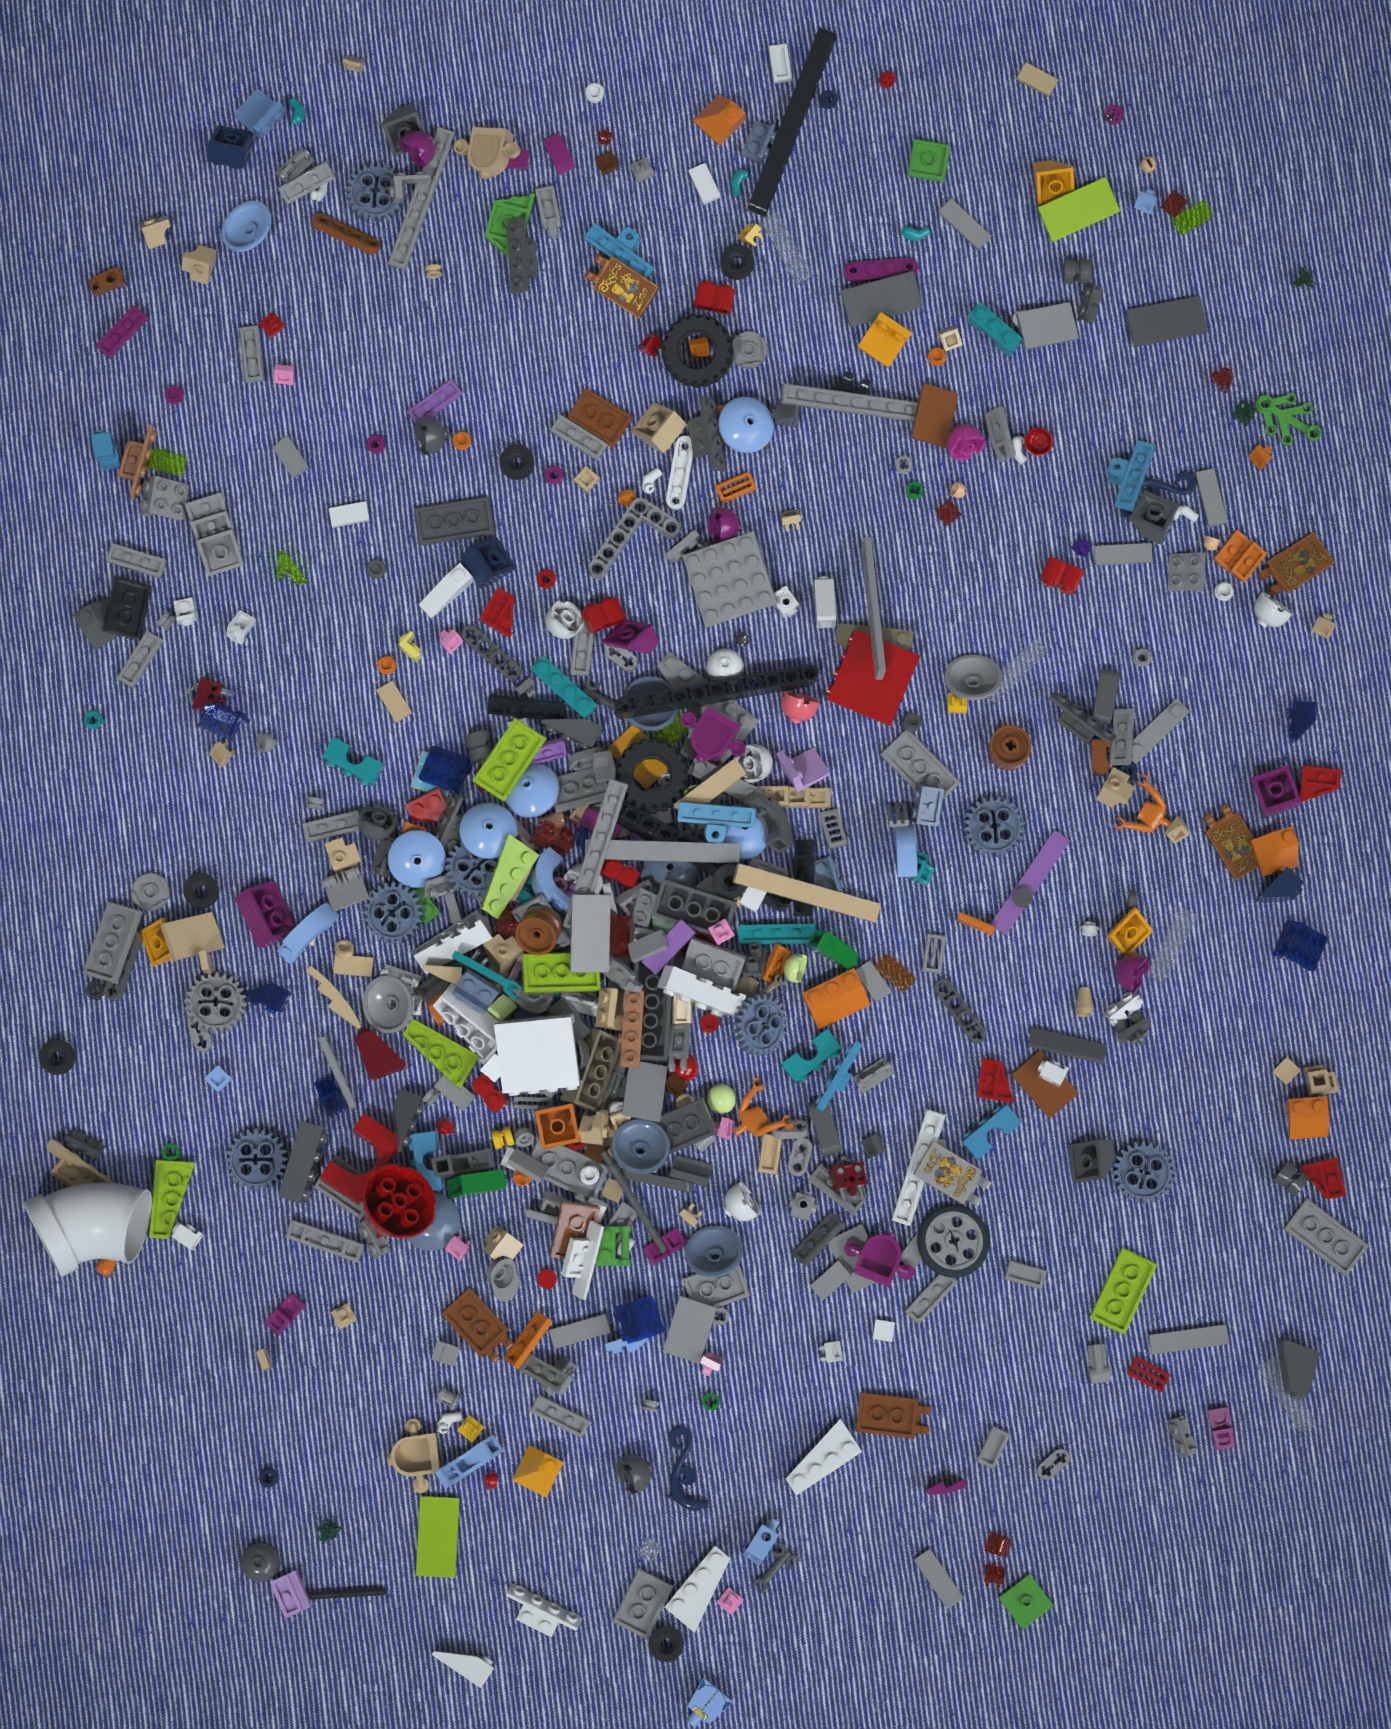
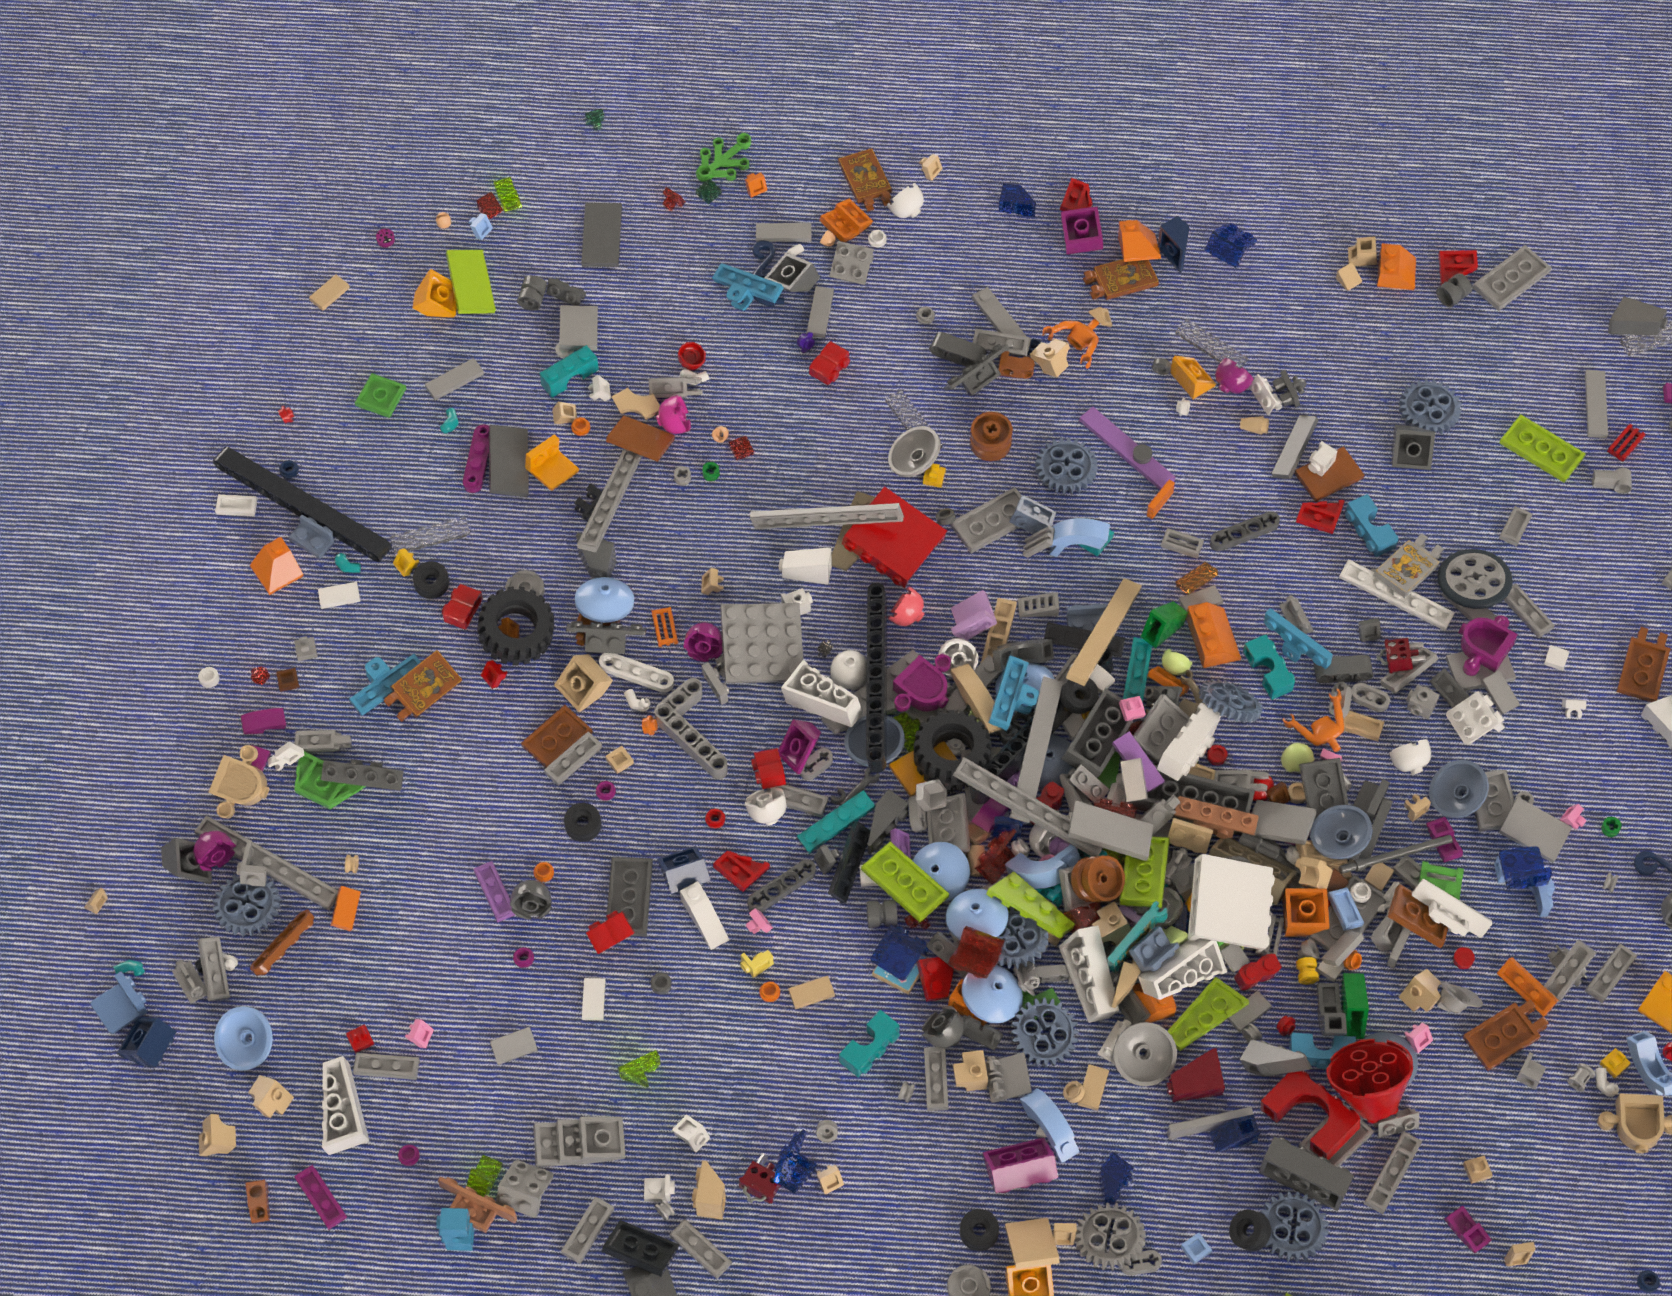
camera: 80 degrees left, 20 degrees down
(184, 654) = (710, 1193): none -> tan slope
(202, 326) = (342, 1114): none -> white wedge
(245, 1130) = (1239, 1226): none -> black tyre
(338, 1002) = (1133, 1107): tan slope -> none
(390, 278) = (345, 908): none -> orange tile
(410, 512) = (609, 932): none -> red brick
(441, 835) = (977, 953): none -> clear red bracket
(526, 184) = (286, 754): none -> white plate
(570, 1163) = (1345, 909): none -> light blue tile
(571, 858) = (1020, 847): none -> white plate
(579, 1331) = (1523, 936): light grey tile -> none
(687, 640) = (820, 696): none -> white wedge
(798, 1260) = (1475, 717): none -> white bracket
(975, 394) = (630, 402): none -> tan tile
(982, 364) = (601, 389): none -> white tile

